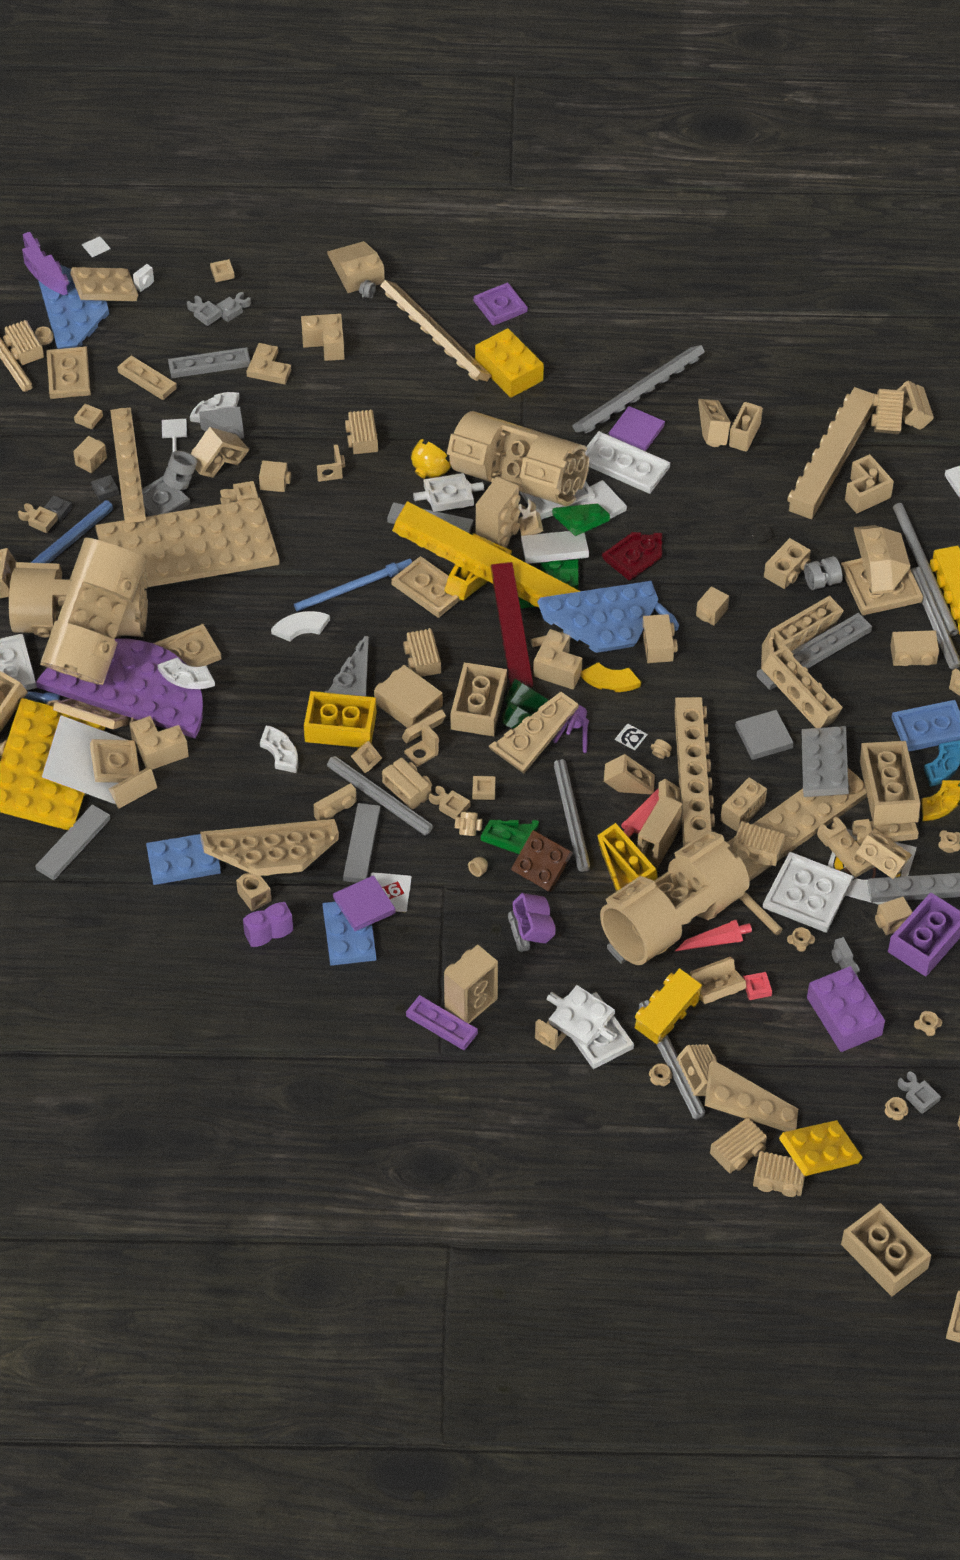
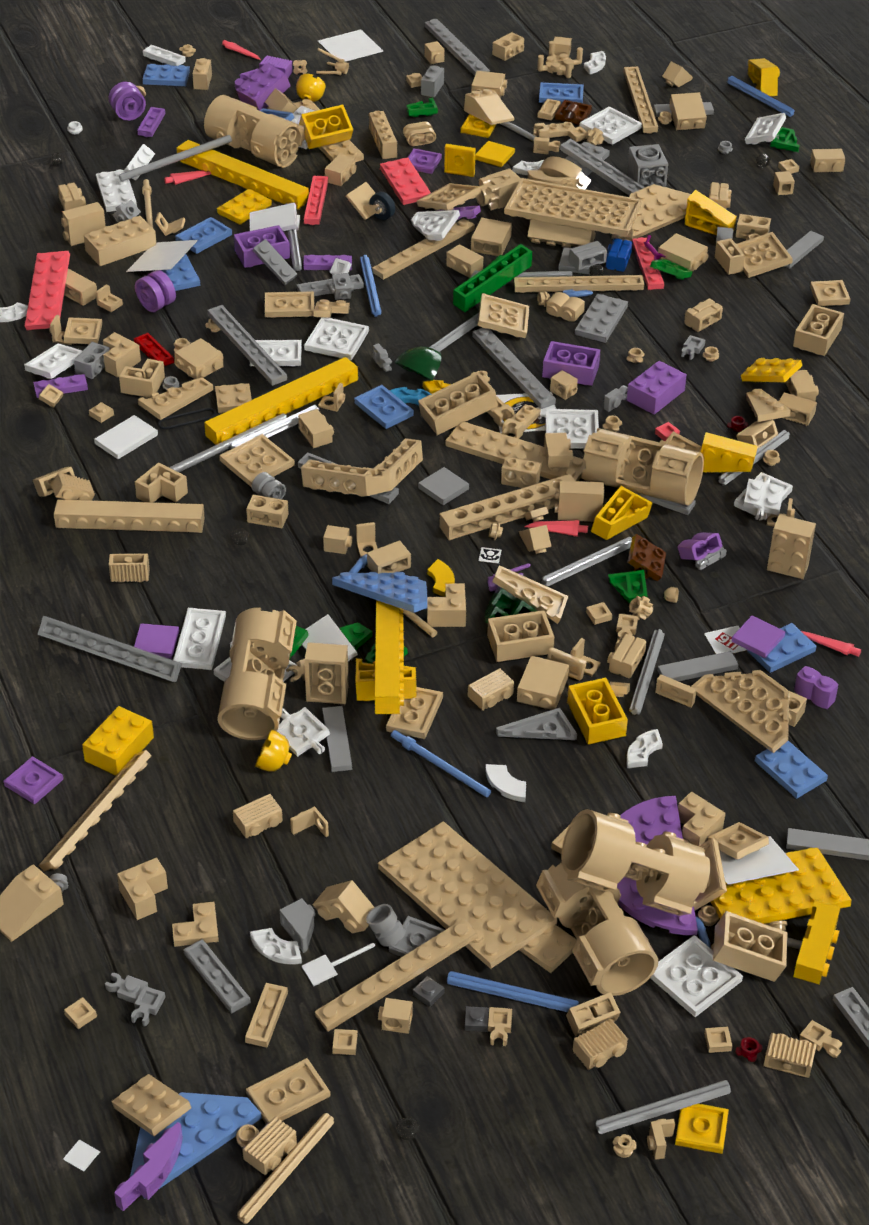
camera: 115 degrees left, 10 degrees down
(133, 787) = (752, 819): tan slope -> none
(143, 278) = (122, 1076): white plate -> none
(185, 675) = (626, 809): white tile -> none
(240, 492) = (381, 876): tan plate -> none
(274, 476) = (347, 860): tan brick -> none
(322, 986) = (845, 648): none -> coral bar
(441, 1022) = (819, 571): medium lavender plate -> none
(511, 623) = (438, 630): dark red tile -> none
(634, 553) = (302, 601): dark red tile -> none
(703, 633) = (365, 537): none -> tan bracket
(714, 422) = (129, 590): tan slope -> none
(743, 1065) = (737, 423): none -> dark red plate
(825, 761) = (455, 443): light grey plate -> none
(882, 557) = (236, 458): tan wedge -> none
(883, 853) = (521, 393): tan brick -> none

